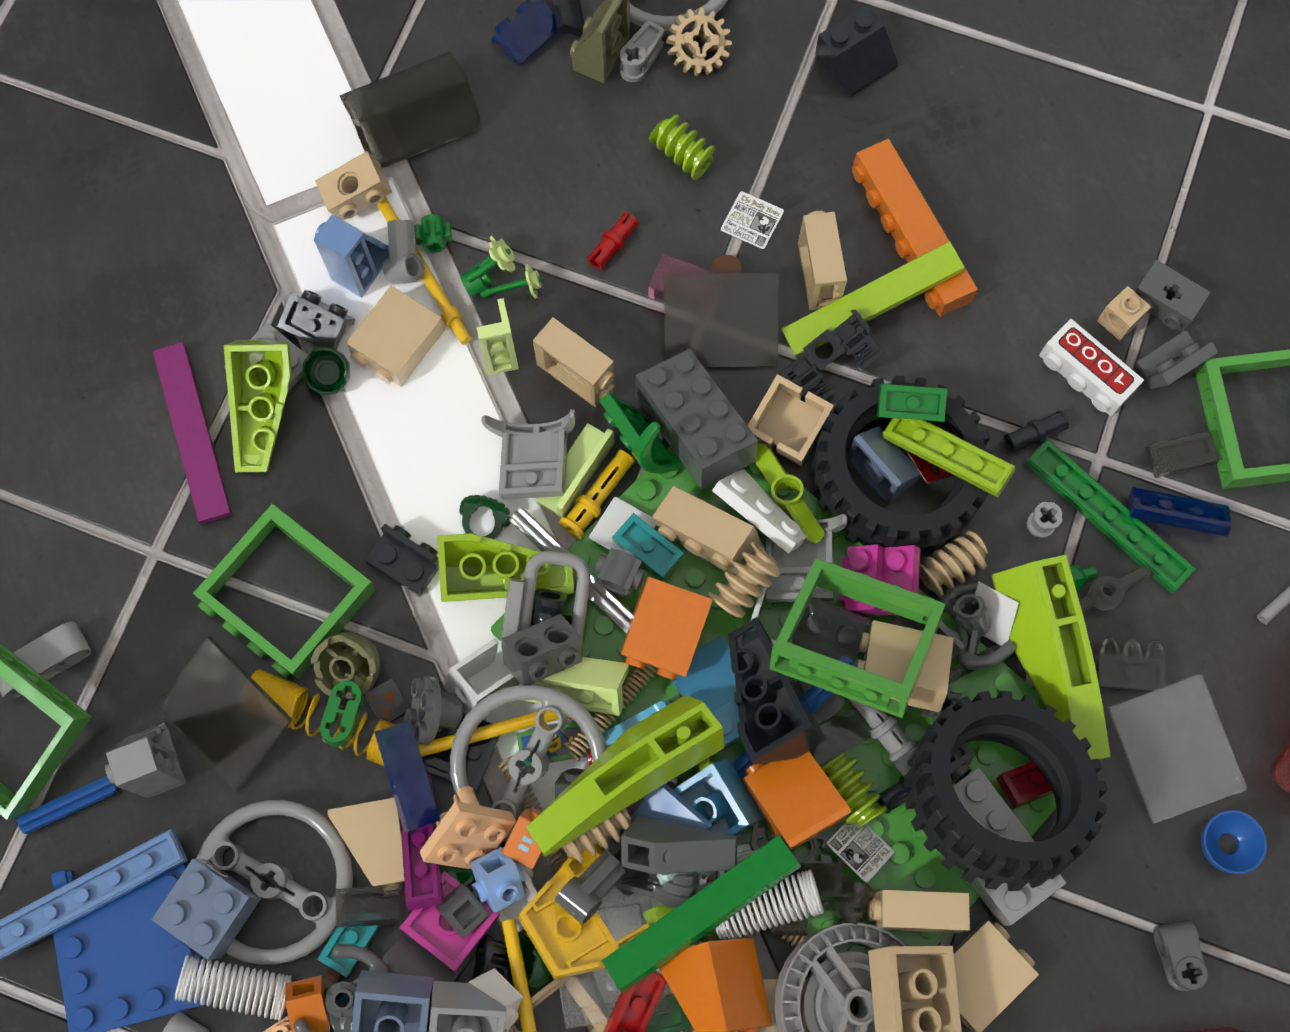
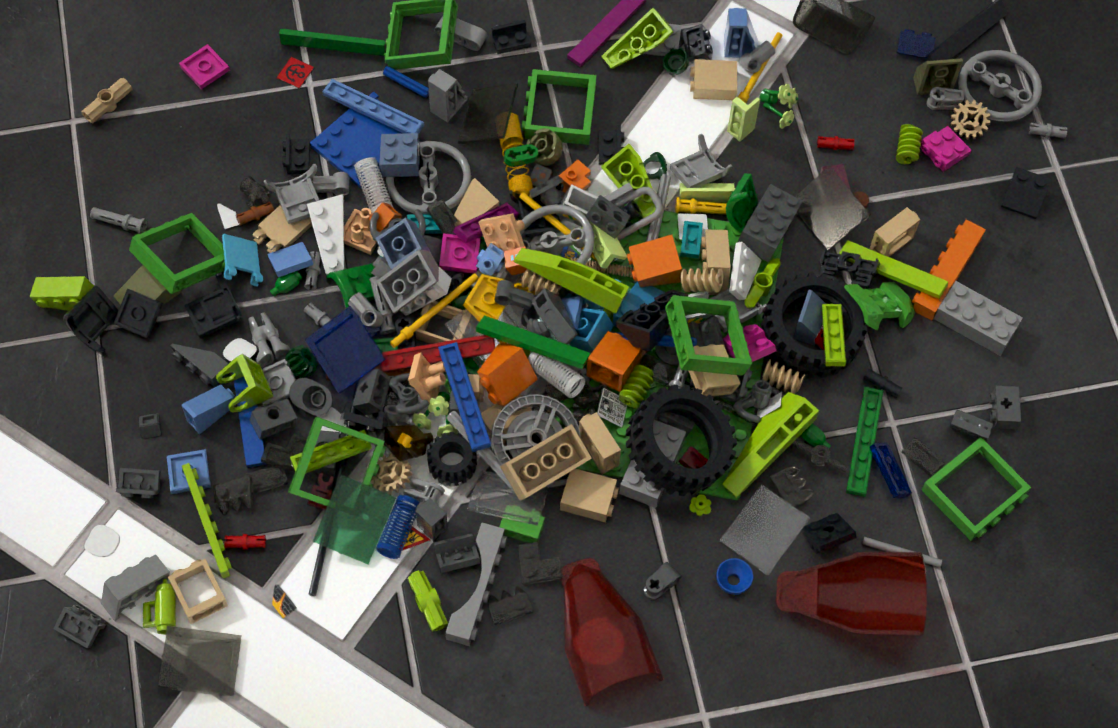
camera: 55 degrees right, 10 degrees down
(104, 587) = (510, 37): none -> black bracket
(338, 185) = (774, 18): tan brick -> none
(407, 776) = (512, 194): clear blue plate -> none
(431, 652) = (576, 175): none -> orange brick
(433, 233) = (777, 64): green gear -> none
(462, 910) = (467, 254): dark grey slope -> none
(574, 362) = (758, 155): tan window -> none
(619, 572) = (667, 225): dark grey connector -> none
(717, 104) = (944, 148): none -> dark pink plate
(752, 220) = (896, 198): sticker -> none
(789, 421) = (799, 259): tan piece -> none
(912, 402) = (845, 303): green plate -> none
(919, 349) = (882, 302): none -> bright green piece
(1018, 238) = (978, 318): none -> light grey brick
(1044, 509) = (833, 409): light grey bush -> none
(1090, 367) = (936, 390): white brick -> none
(1123, 313) = (978, 389): tan brick -> none
(1249, 680) = (823, 540): none -> black piece

